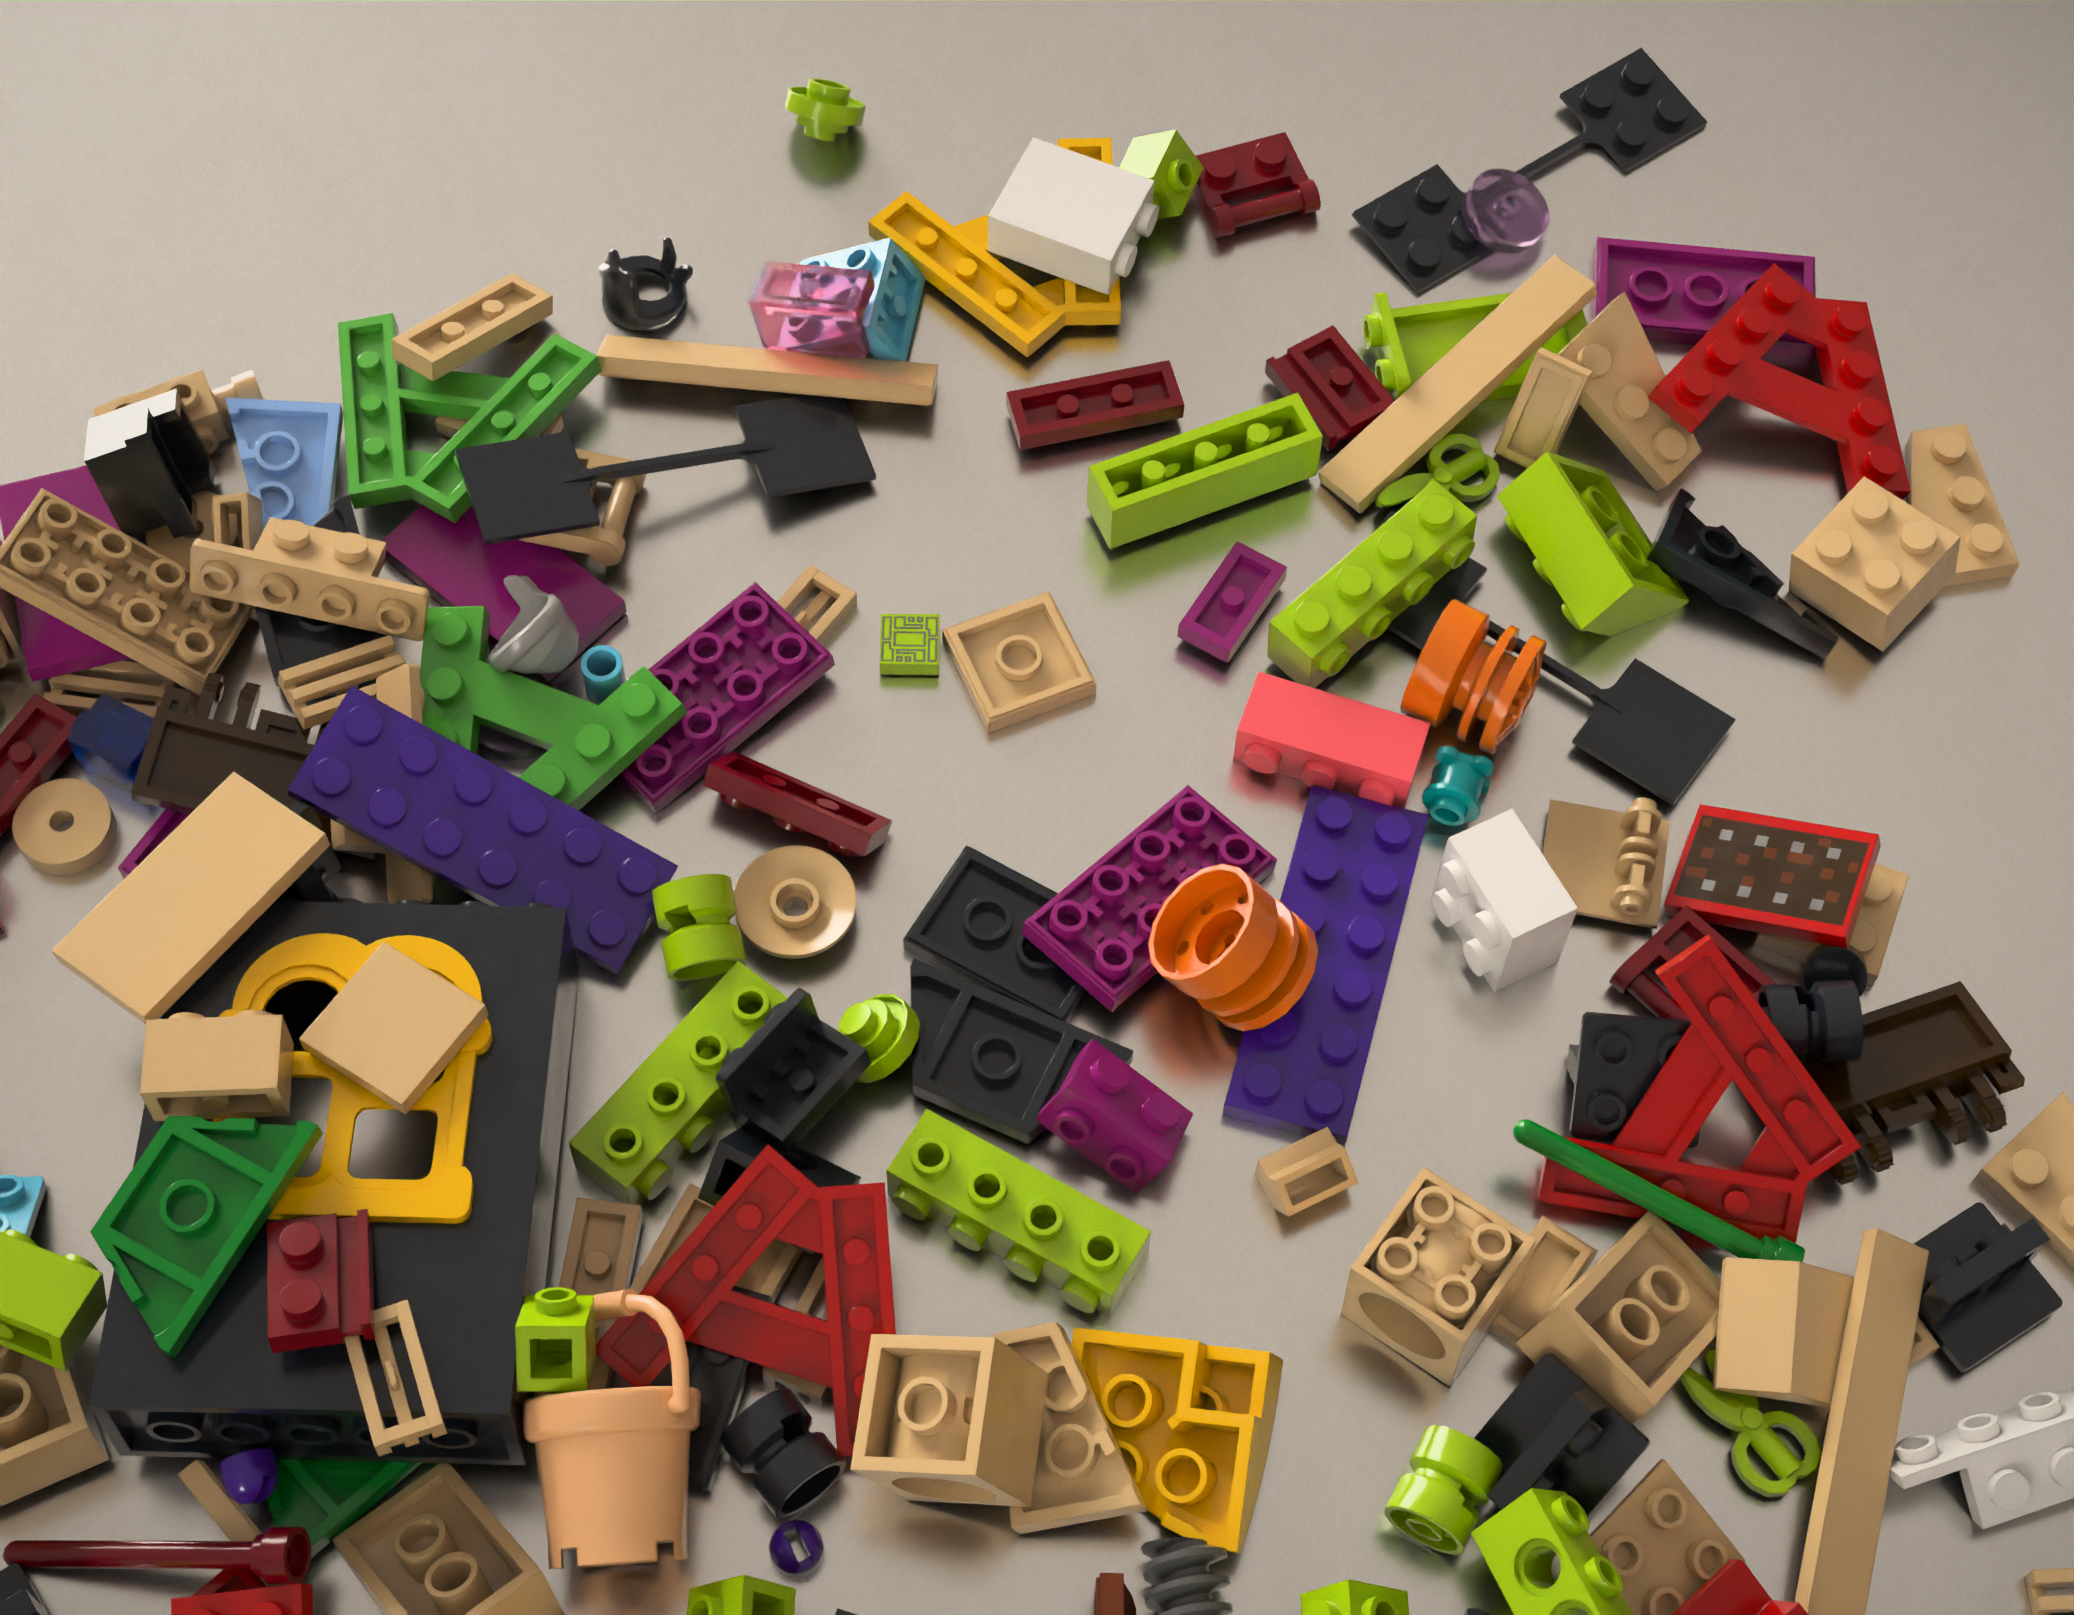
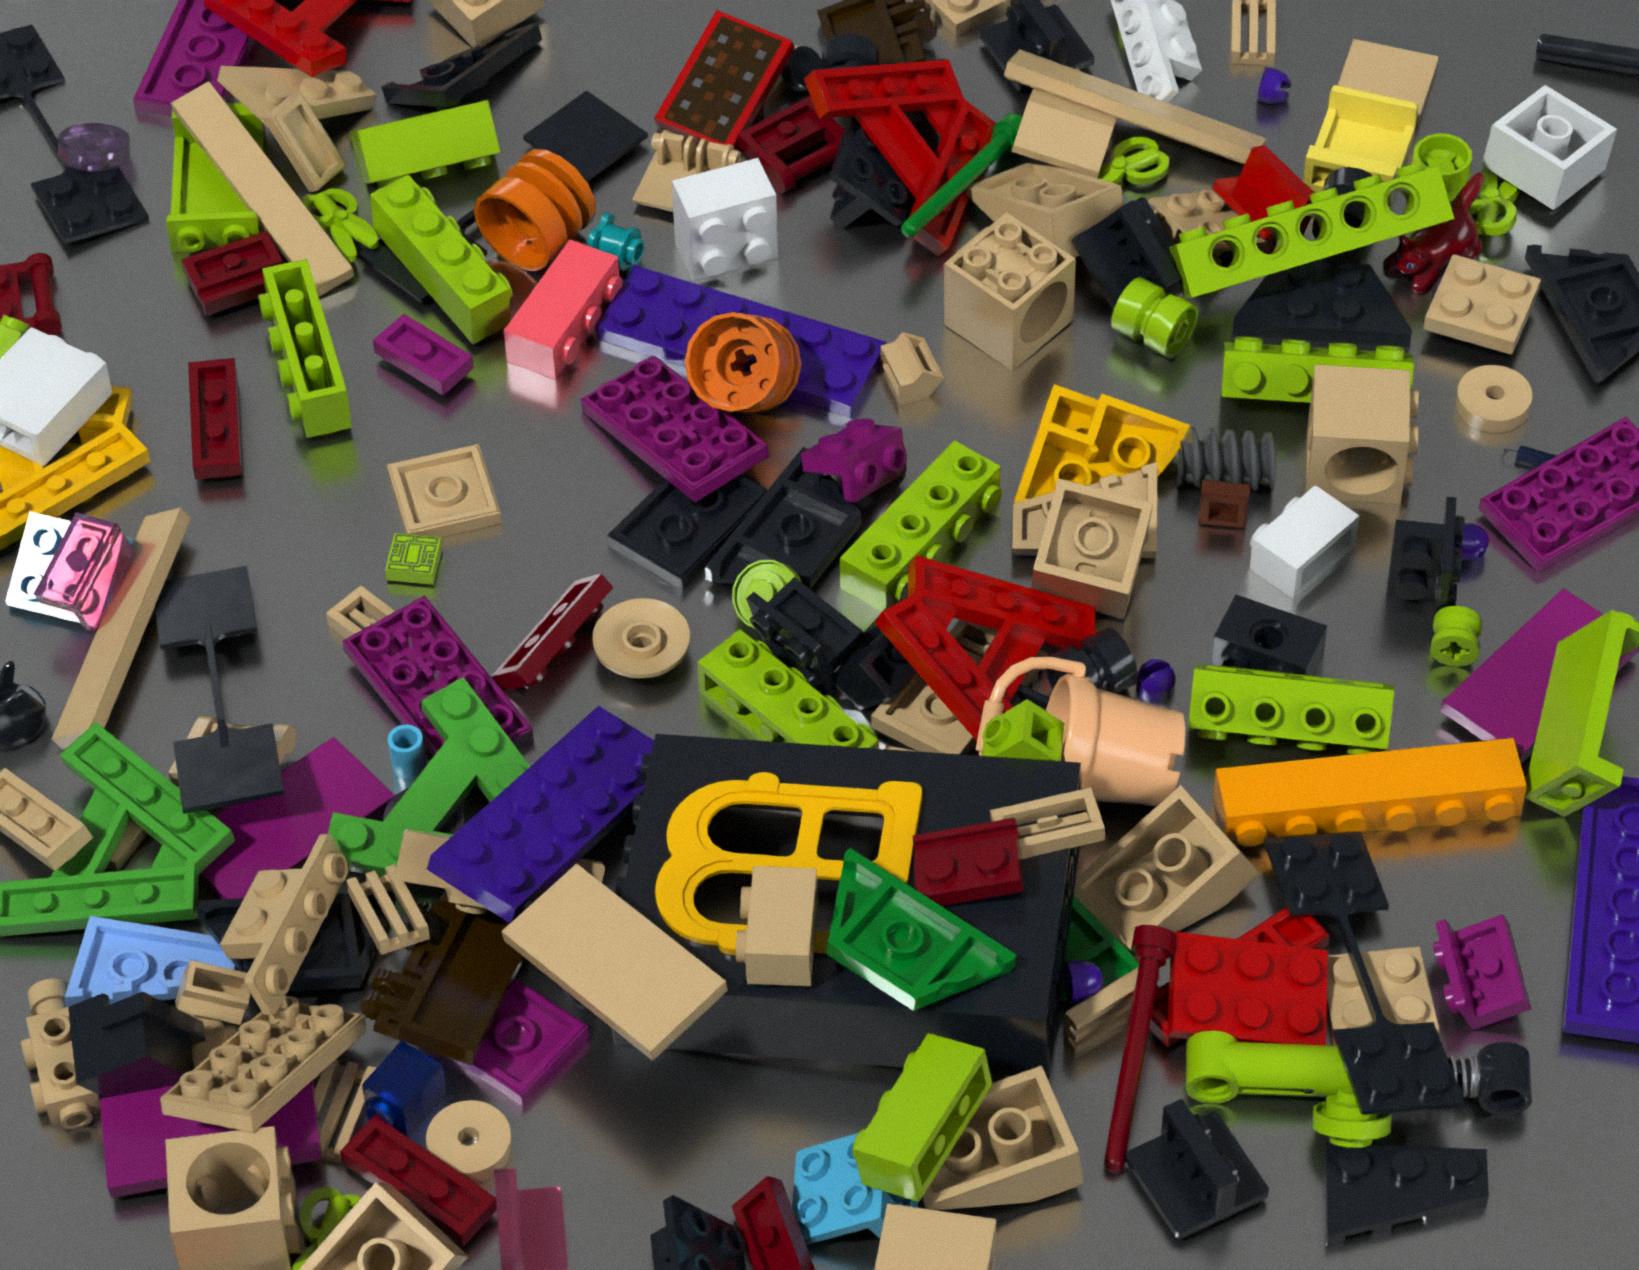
camera: 80 degrees left, 10 degrees down
(394, 1027) = (755, 822): tan tile -> none
(540, 636) = (365, 780): light grey hat -> none
(698, 925) = (676, 691): lime wheel -> none

